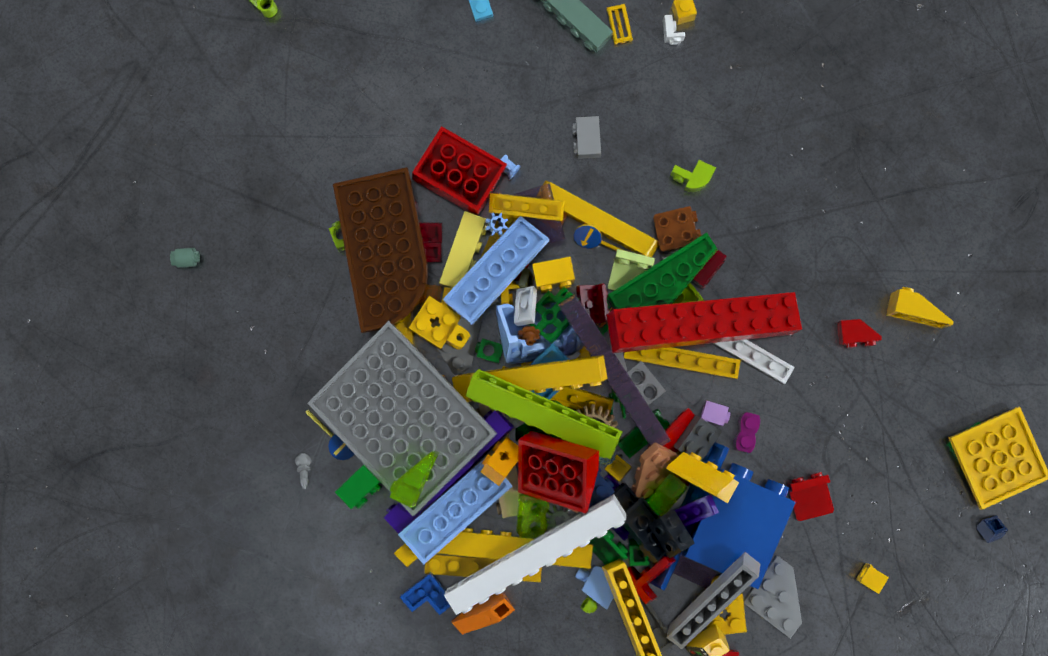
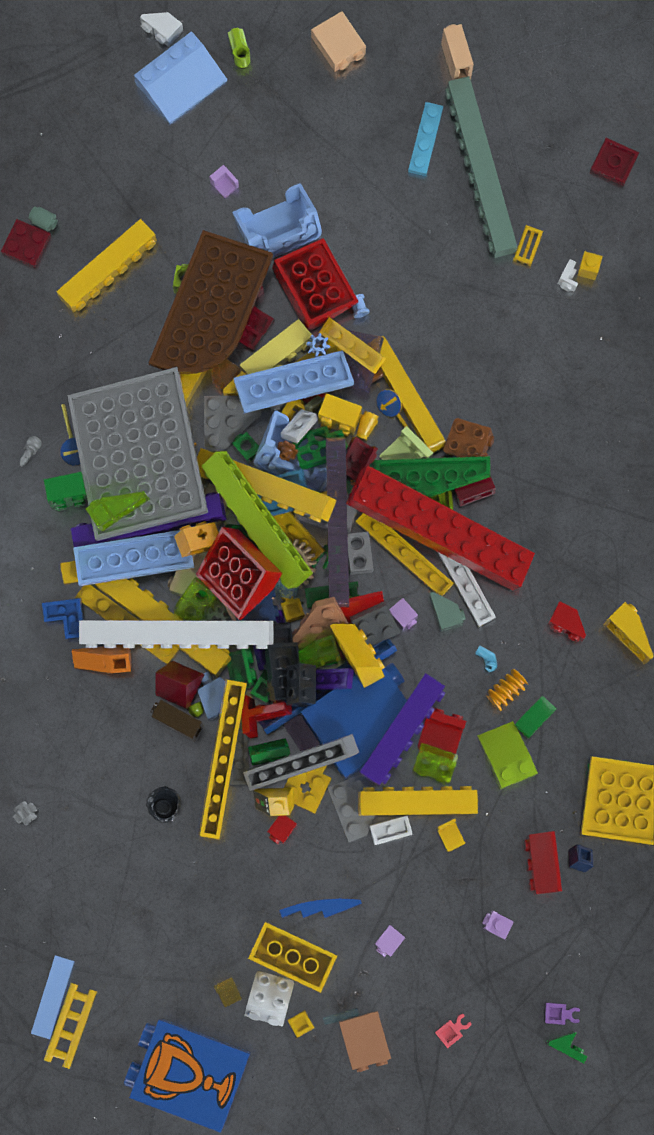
camera: 25 degrees right, 5 degrees down
(180, 21) = (163, 26): none -> white slope
(183, 288) = (25, 243): none -> dark red plate
(225, 58) = (180, 77): none -> light blue slope
(267, 265) = (107, 265): none -> yellow brick
(322, 128) = (224, 181): none -> lavender panel
(397, 135) = (282, 225): none -> light blue windscreen
(448, 328) = (221, 407): yellow plate -> none
(561, 593) = (177, 683): none -> dark red slope
(580, 267) = (366, 425): none -> yellow cone
(581, 628) = (176, 720): none -> dark brown brick
(588, 137) = (441, 322): light grey brick -> none
(676, 604) = (268, 751): none -> green bracket
(697, 179) = (511, 412): lime brick -> none
(747, 428) = (416, 649): magenta brick -> none
(750, 389) = (446, 612): none -> sand green slope
(783, 520) = (402, 730): none -> dark purple brick
(810, 405) = (489, 658): none -> medium azure arm
(819, 606) = (390, 830): none -> white plate
(821, 522) = (437, 758): none -> clear neon green brick
(828, 569) = (417, 802): none -> yellow brick
(842, 424) = (506, 689): none -> light orange piece
(877, 480) = (507, 755): none -> lime slope
(880, 432) = (535, 717): none -> green slope
(957, 629) = (497, 924): none -> lavender bracket
(966, 554) = (543, 863): none -> red slope

